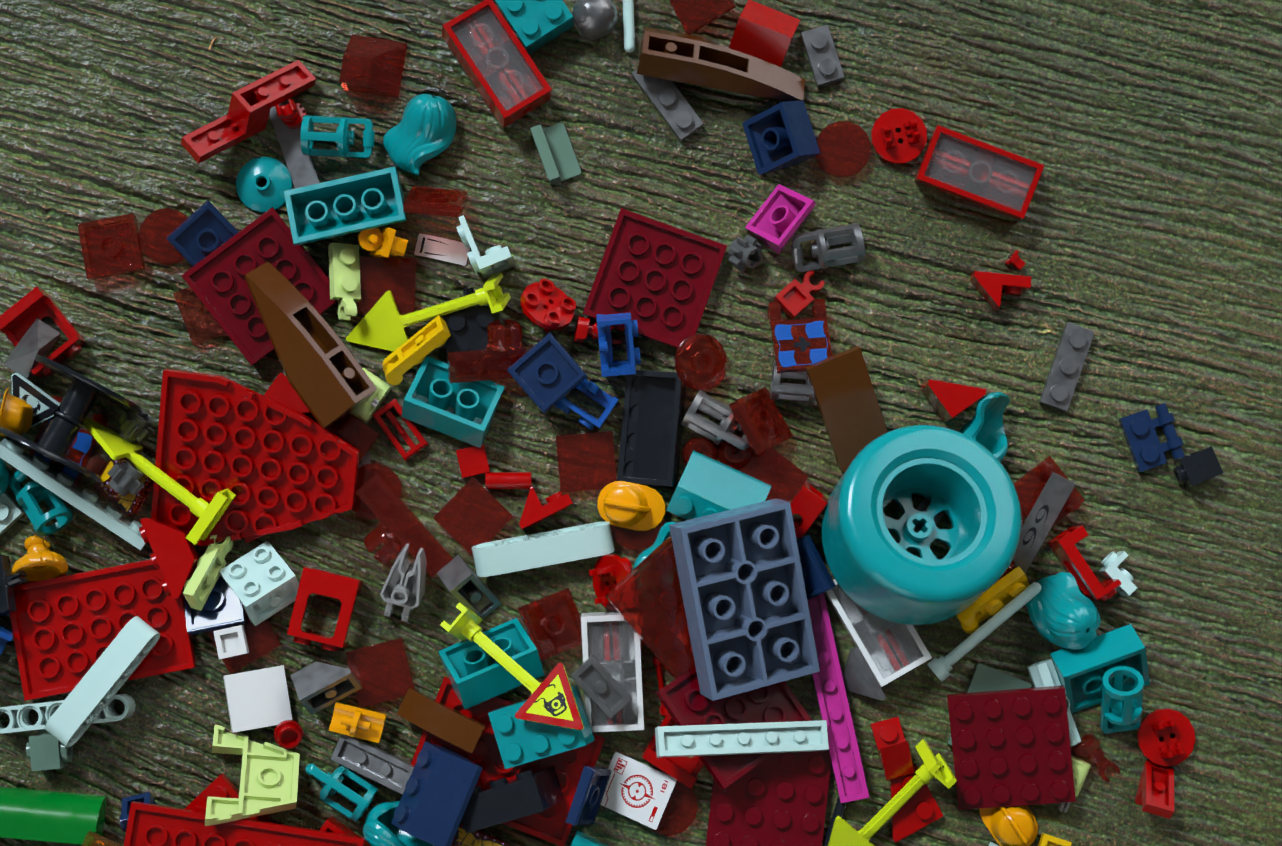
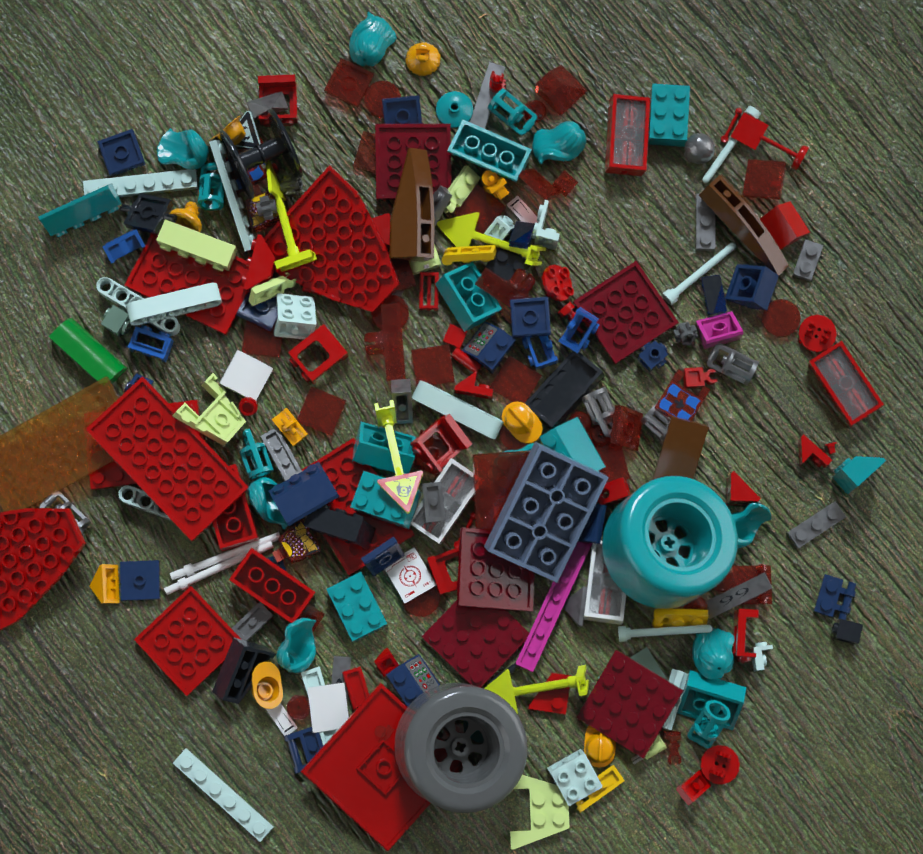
camera: 35 degrees right, 5 degrees down
(76, 587) = (196, 245): none -> yellowish green brick
(98, 175) = (370, 40): none -> teal piece
(136, 750) = (149, 350): none -> blue window
(174, 160) = (423, 59): none -> light orange hair
(231, 641) = (255, 334): white plate -> none
(248, 111) = (475, 64): red bracket -> none
(323, 685) = (287, 393): flat silver slope -> none
(331, 309) = (441, 199): none -> flat silver plate
(366, 106) = (539, 107): none -> clear red plate
(405, 583) = (370, 372): light grey hinge -> none
(428, 288) = (500, 227): none -> light aqua bracket
(441, 720) = (335, 458): reddish brown slope -> none
(461, 279) = (521, 235): none -> tile
(465, 177) = (564, 183): none -> clear red plate
(522, 443) = (489, 346): none -> dark blue slope
(556, 152) = (623, 206): sand green panel -> none
(559, 586) = (450, 434): none -> red window
(606, 575) = (481, 446): red plate -> none
(694, 218) = (671, 295): none -> light aqua piece
(700, 362) = (617, 373): clear red tile -> none
(727, 319) = (651, 362): none -> dark blue brick
(741, 738) = (488, 586): light aqua plate -> none
(742, 180) = (713, 294): none -> black tile
(892, 748) = (565, 657): red slope -> none
(1074, 273) = (855, 471): none -> teal slope

